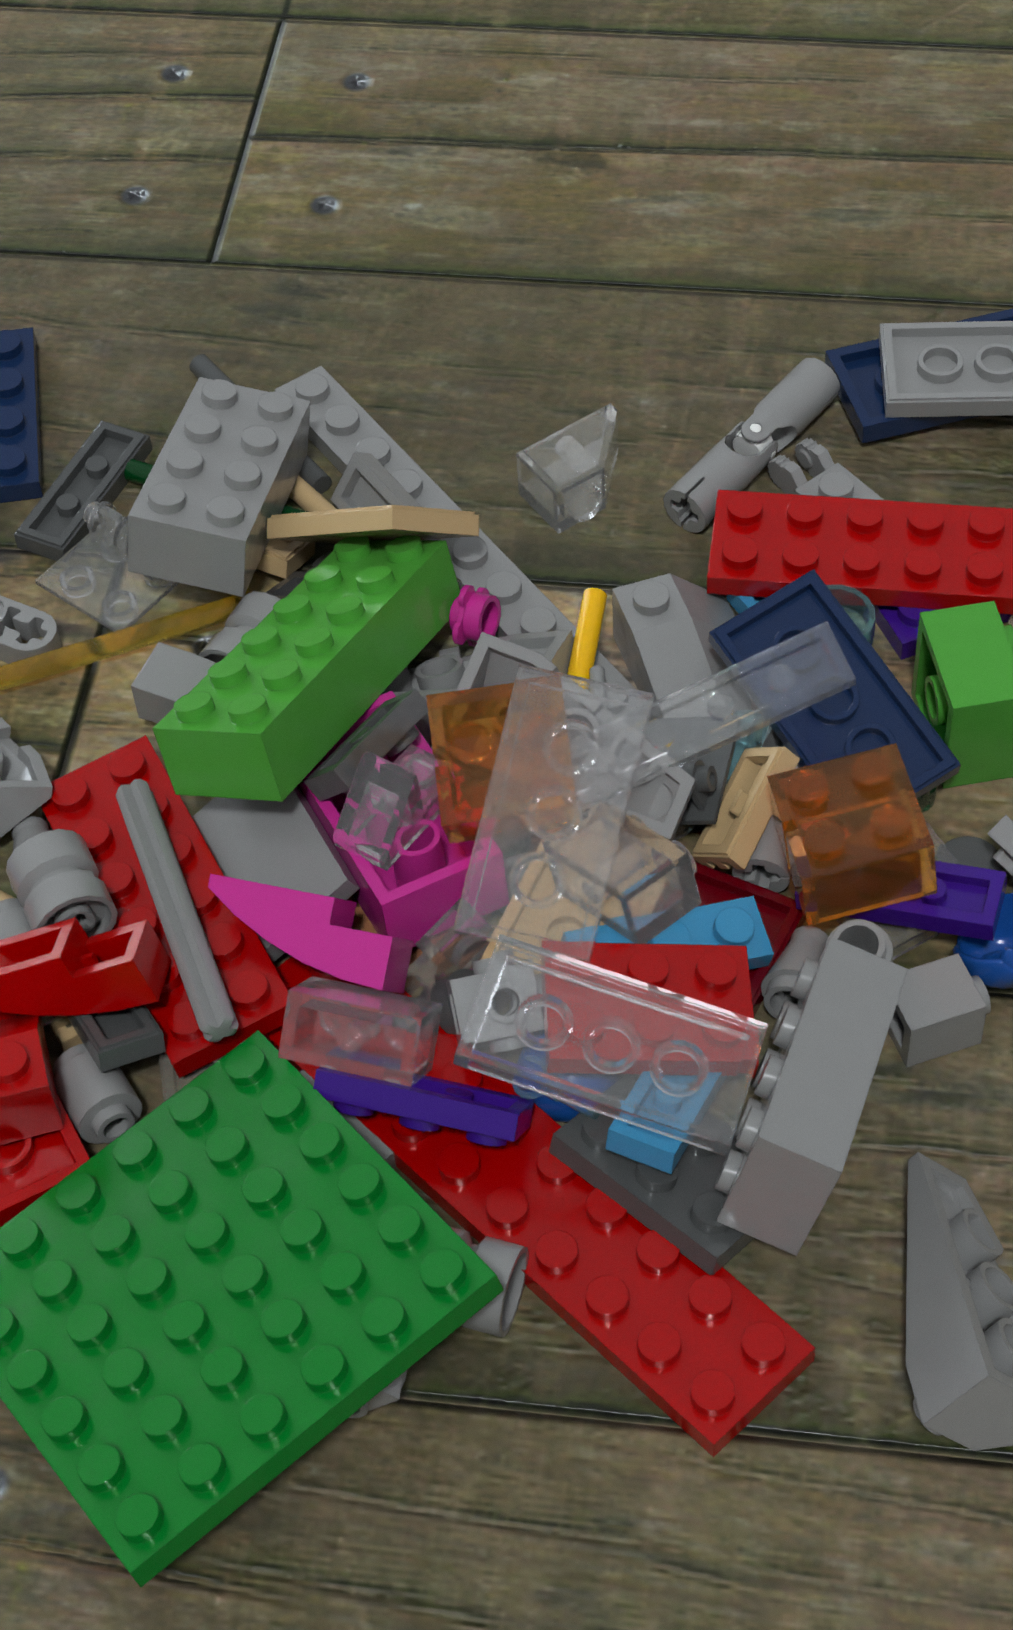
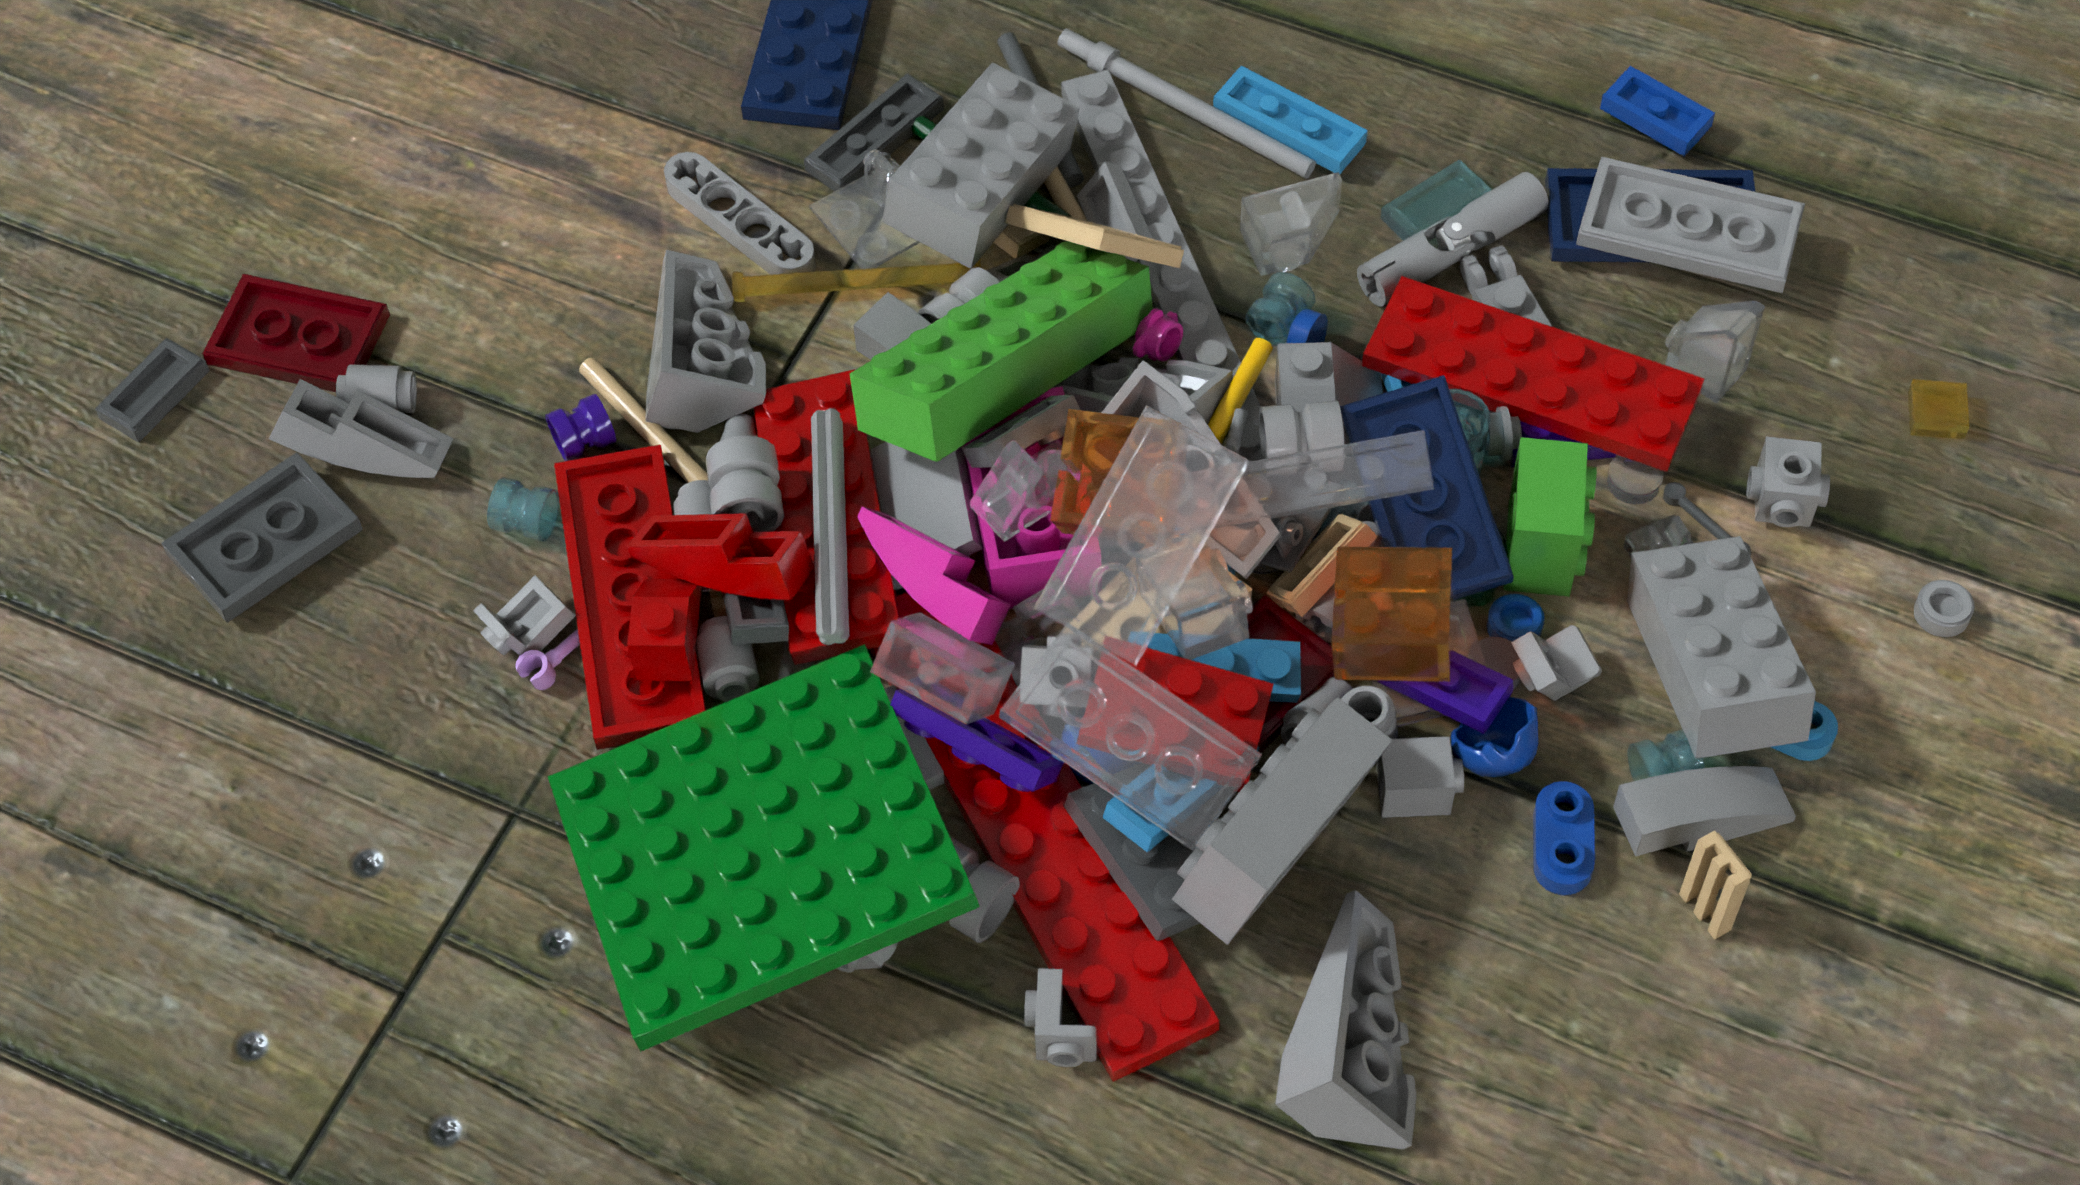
camera: 15 degrees right, 5 degrees up
(312, 354) = (1105, 57): none -> light grey bar
(534, 369) = (1291, 119): none -> dark azure plate
(596, 555) = (1282, 301): none -> clear light blue wheel
(630, 1427) = (1053, 1041): none -> light grey bracket
(633, 566) = (1308, 327): none -> blue tile
(672, 669) = (1291, 432): none -> light grey wheel
(715, 413) = (1433, 200): none -> clear light blue tile
(891, 623) = (1503, 434): none -> light grey plate
(914, 271) = (1657, 110): none -> blue plate
(970, 812) = (1514, 617): none -> blue tile

